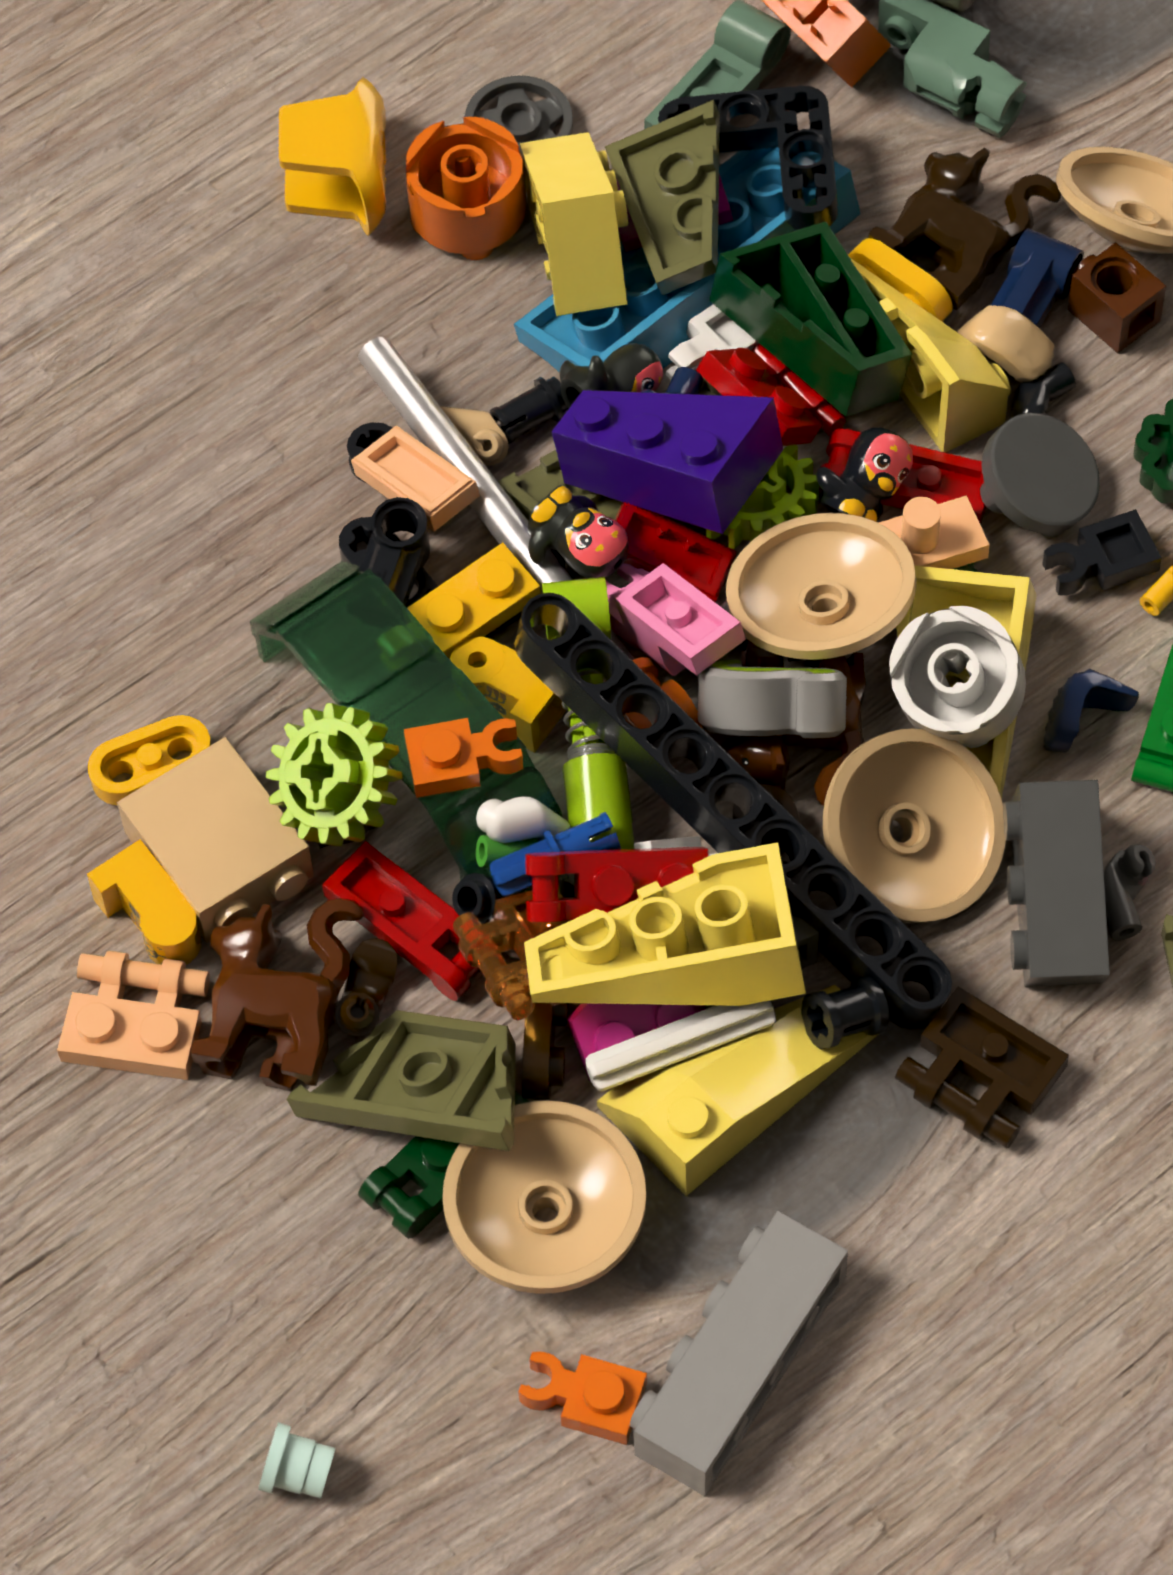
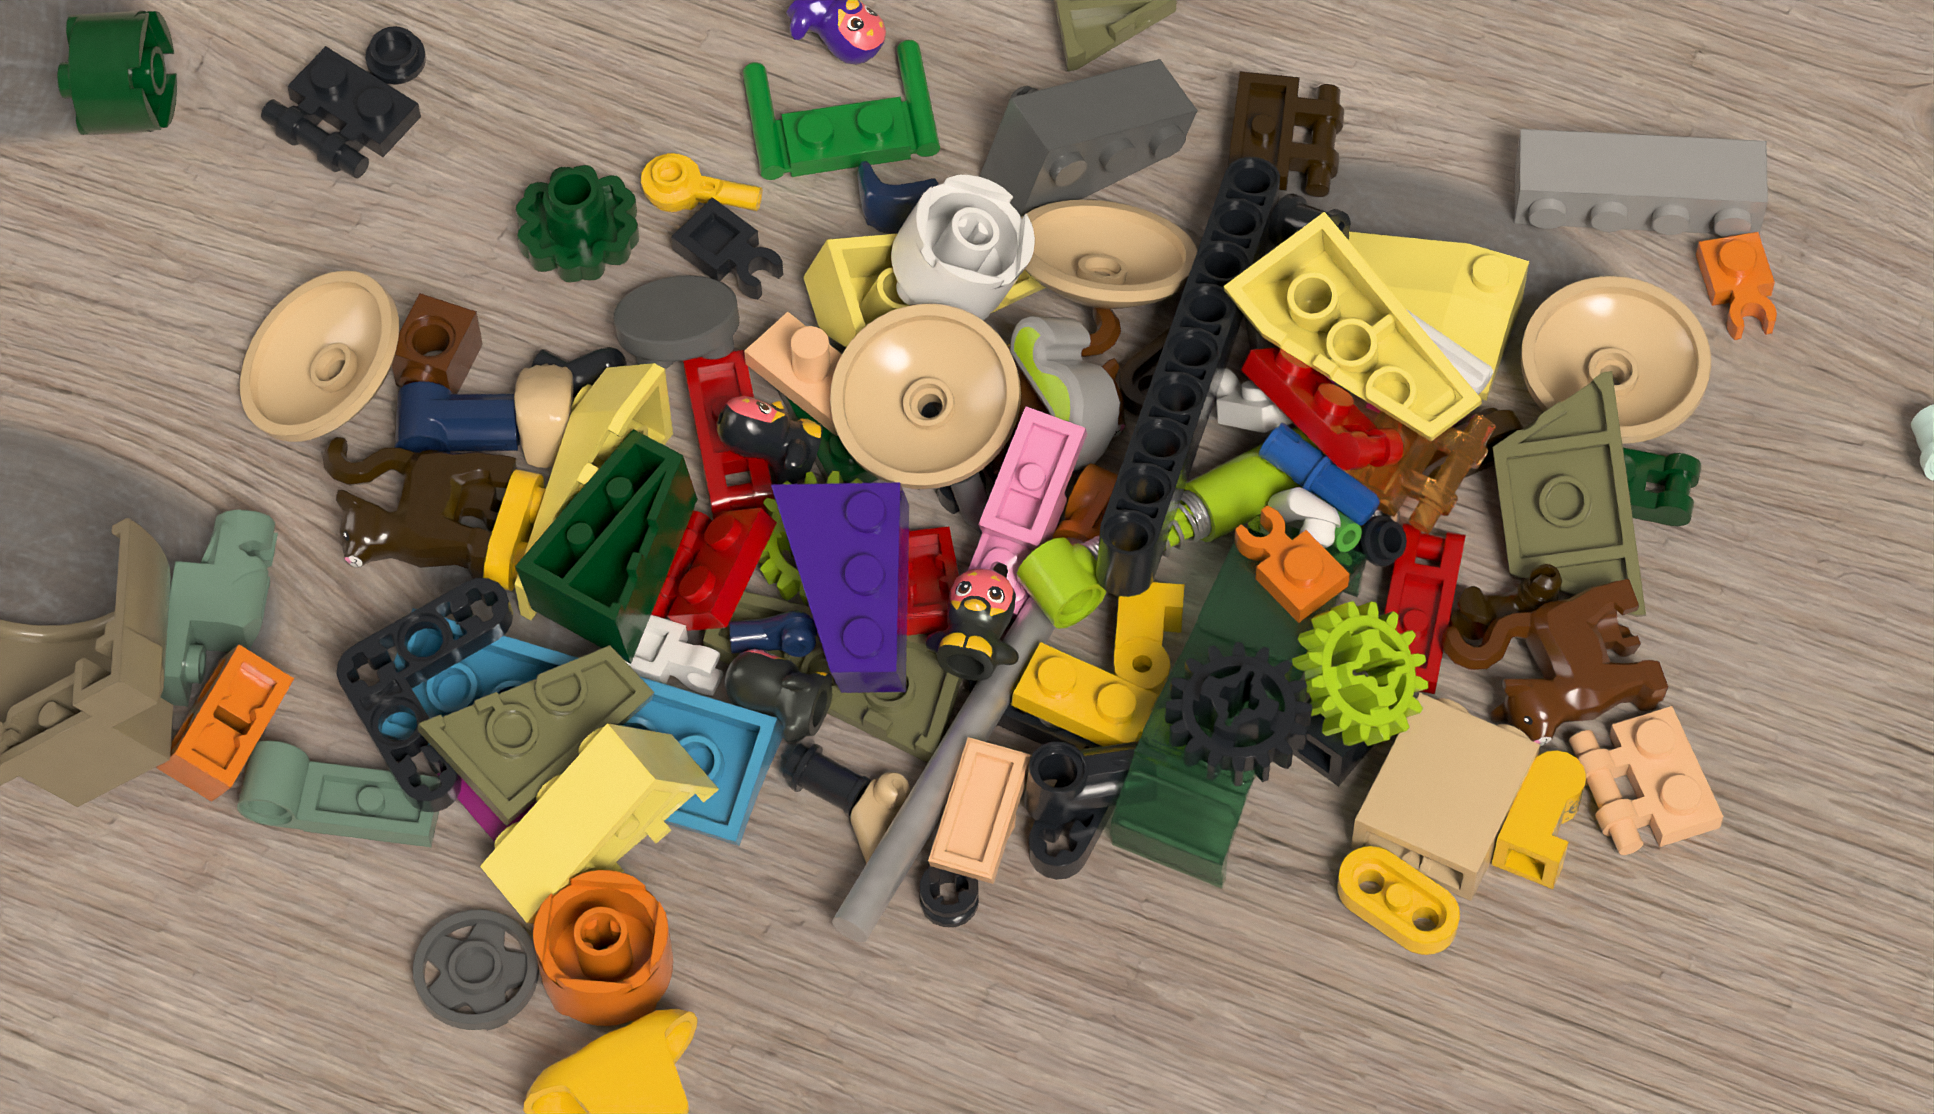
camera: 120 degrees left, 0 degrees up
(333, 633) = (1259, 732): none -> black gear

